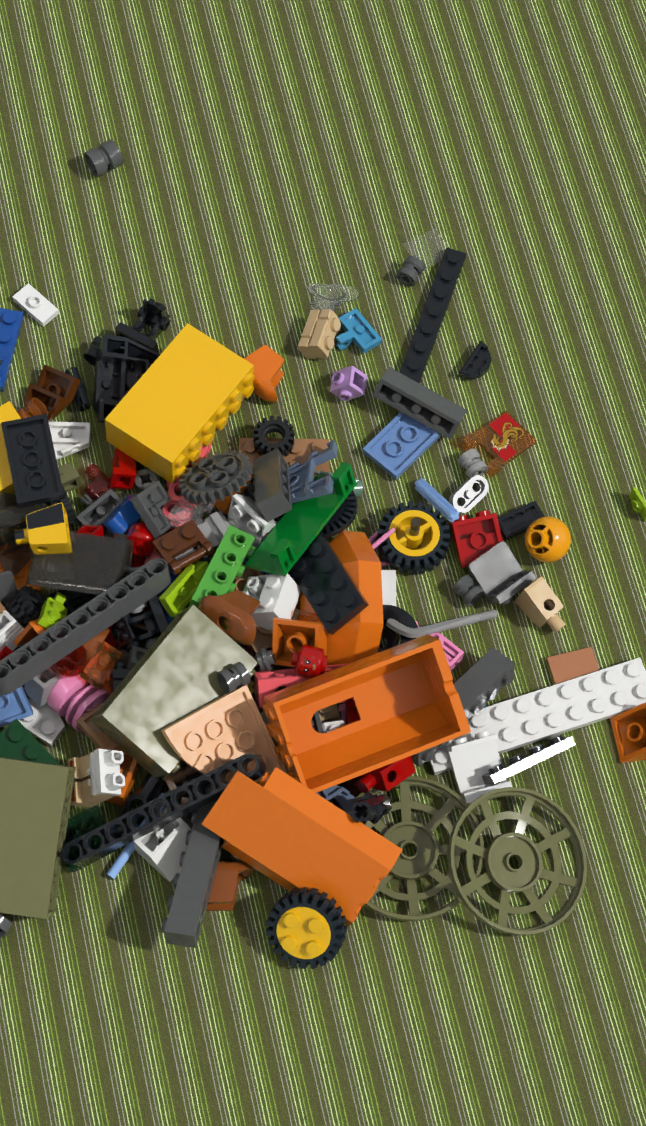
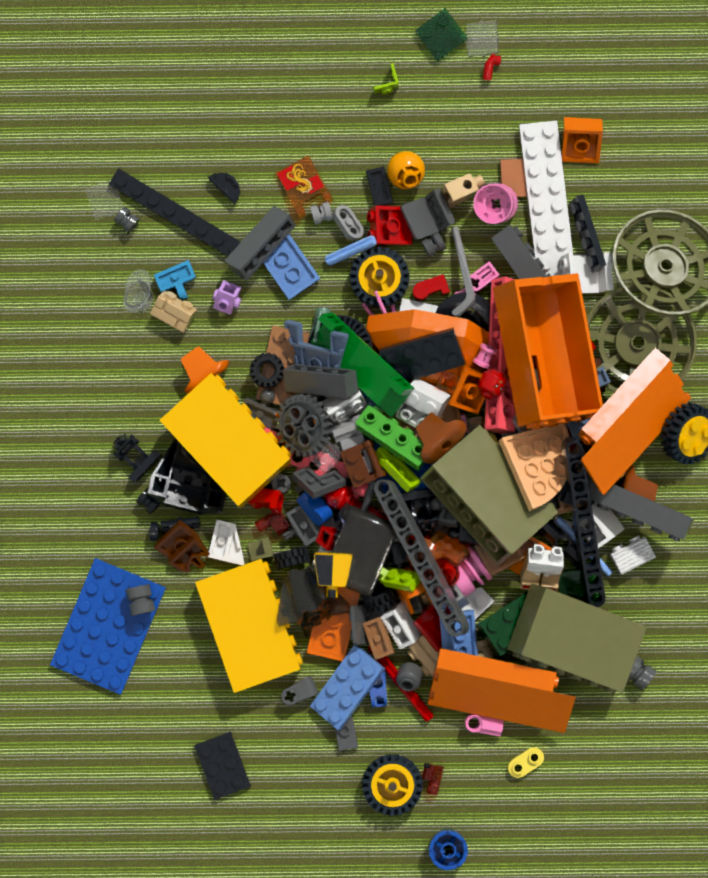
camera: 70 degrees left, 20 degrees up
(32, 460) = (258, 572): black plate -> none
(34, 408) = (201, 566): dark orange wheel -> none
(35, 305) = (88, 546): white plate -> none
(63, 362) = (154, 531): none -> black tile
(138, 896) = (632, 555): none -> white brick
(227, 439) = (262, 410): none -> dark grey plate
(233, 678) = (494, 446): dark grey wheel -> none
(265, 659) = (476, 418): dark grey plate -> none
(344, 654) = (489, 351): none -> bright pink bush
(371, 808) = (615, 363): black piece -> none
(417, 598) = (430, 286): none -> red leg
(535, 644) = (485, 205): none -> bright pink wheel

